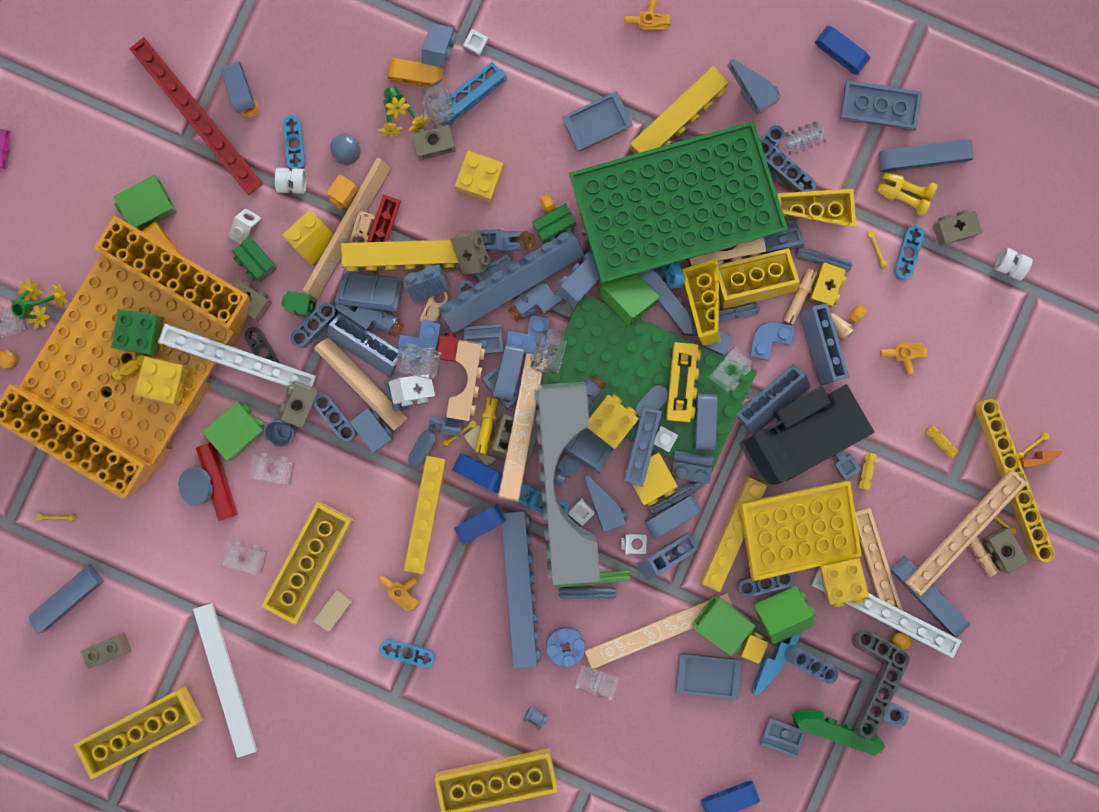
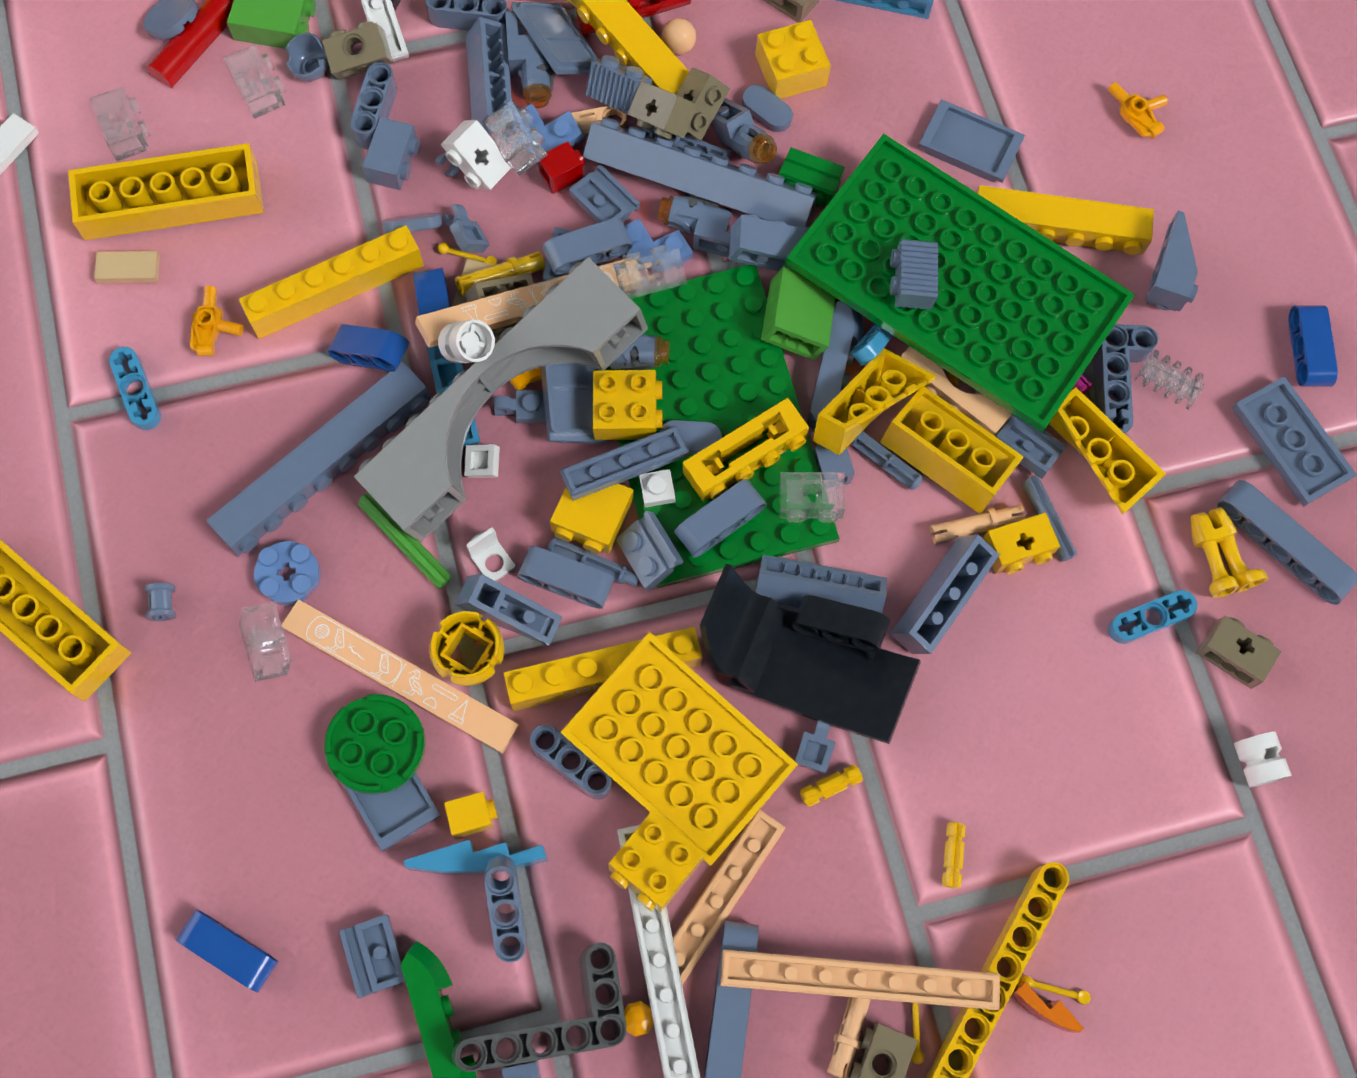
camera: 45 degrees right, 15 degrees down
(360, 383) = (438, 104): light nougat tile -> none
(417, 224) = (679, 36): none -> light nougat piece
(464, 275) = (663, 110): none -> dark tan brick
(469, 356) = (507, 226): light nougat arch -> none
(494, 211) = (767, 108): none -> sand blue tile
(533, 482) = (466, 341): none -> white wheel
(547, 203) = (828, 150): light orange tile -> none
(587, 593) = (380, 547): sand blue axle -> none
(607, 509) = (508, 490): sand blue slope -> none
(663, 226) = (915, 274): none -> sand blue brick
(680, 604) = (449, 637): none -> yellow piece
(686, 666) = (375, 744): none -> green tile
(723, 625) = (469, 748): bright green brick -> none
(767, 334) = (894, 521): medium blue plate -> none
(785, 614) = (547, 817): bright green brick -> none
(842, 328) = (983, 603): light nougat cone -> none
(857, 313) = (1020, 610): light orange tile -> none
(871, 234) = (1131, 555): yellow hinge -> none
(906, 352) = (1025, 712): light orange piece -> none

